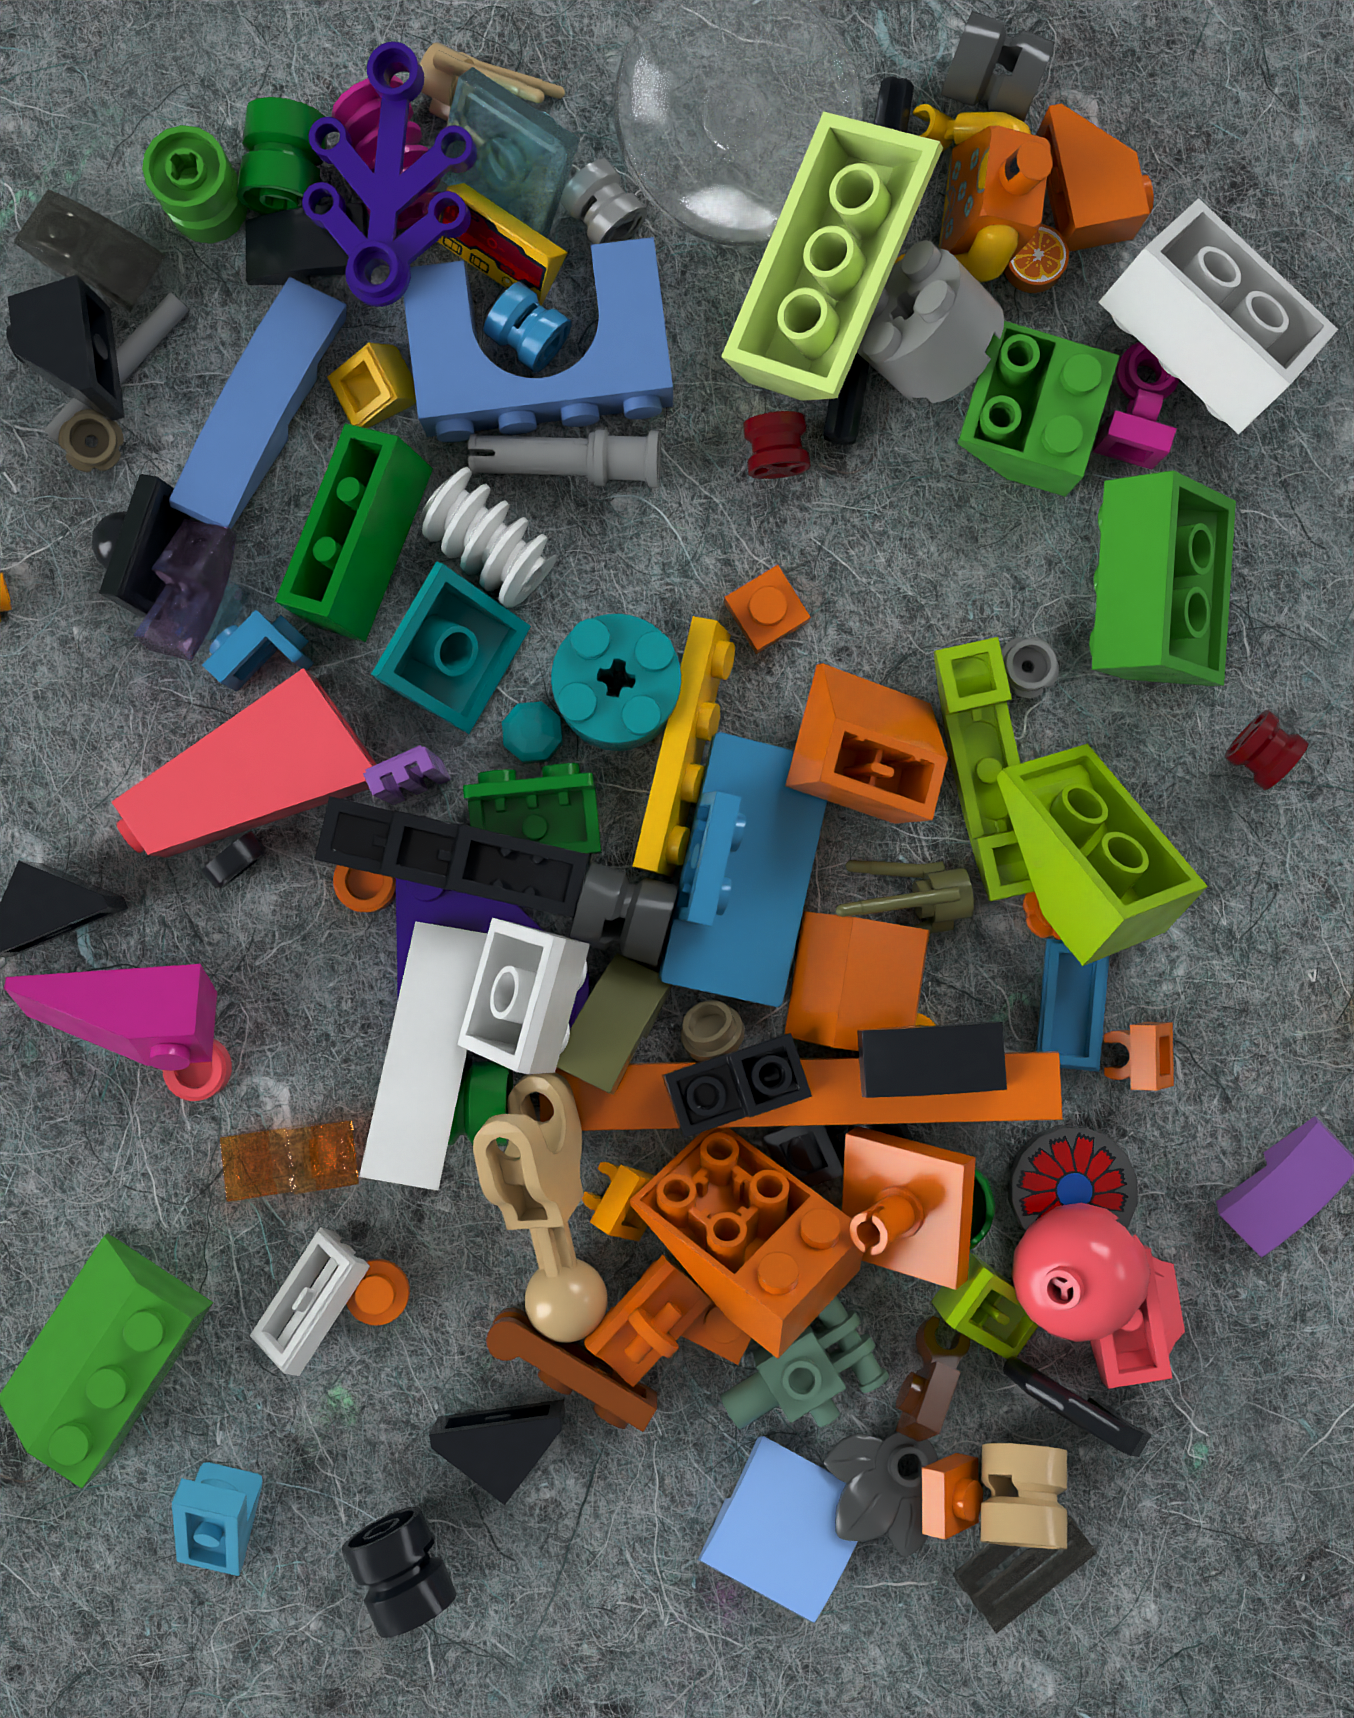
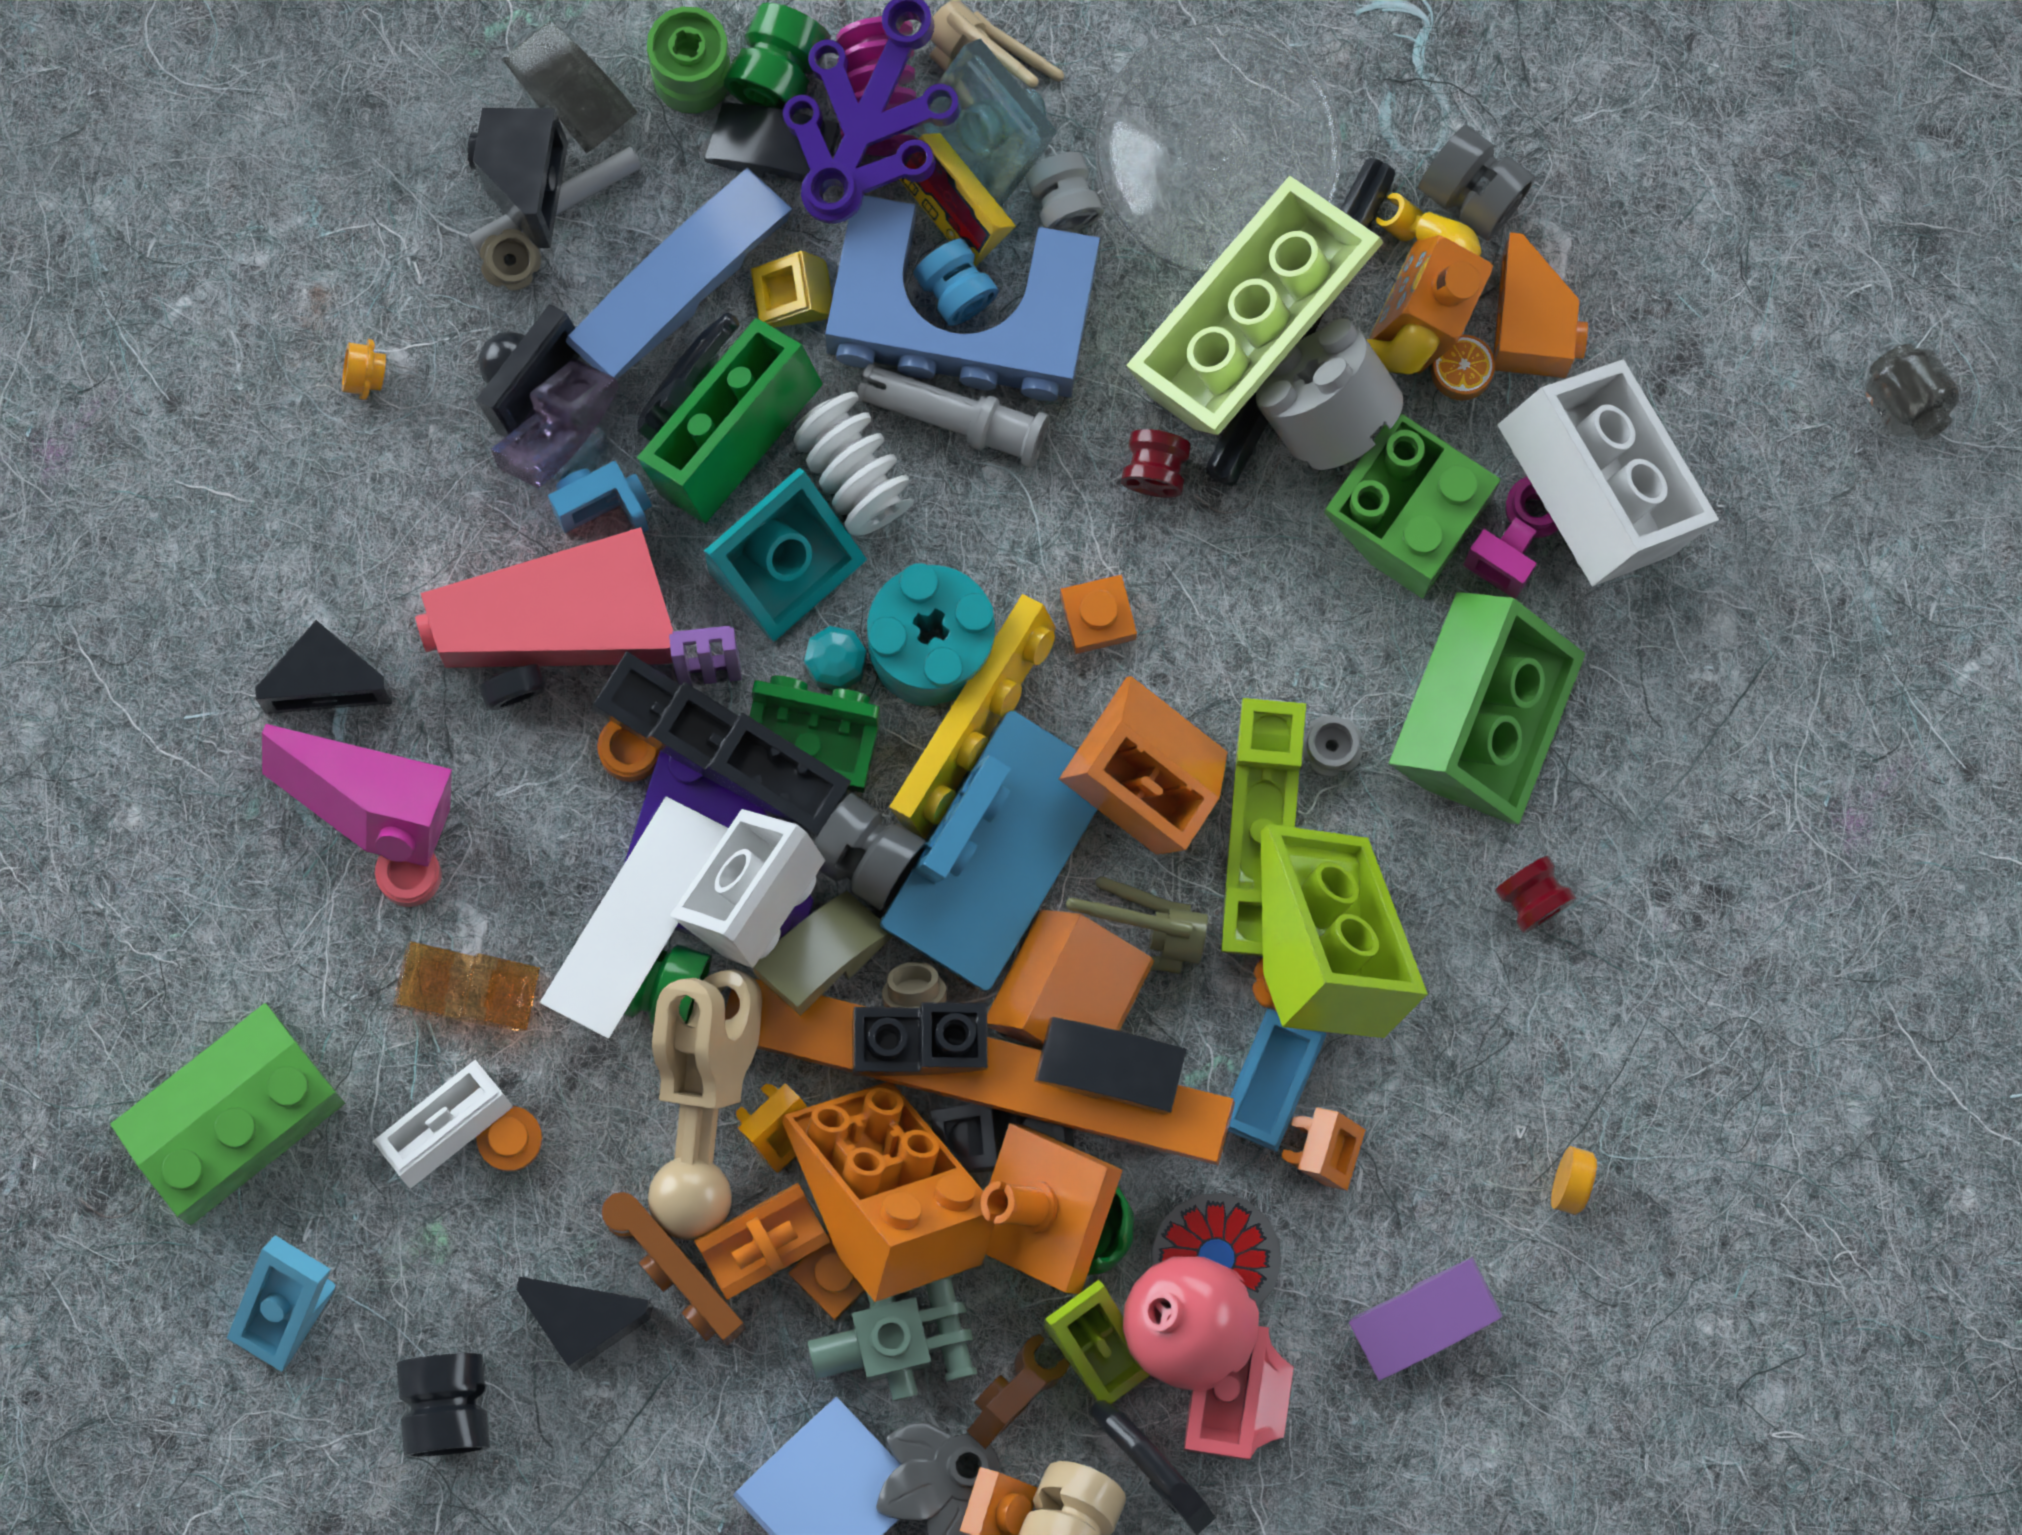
camera: 20 degrees right, 10 degrees down
(296, 501) = (678, 382): none -> black piece

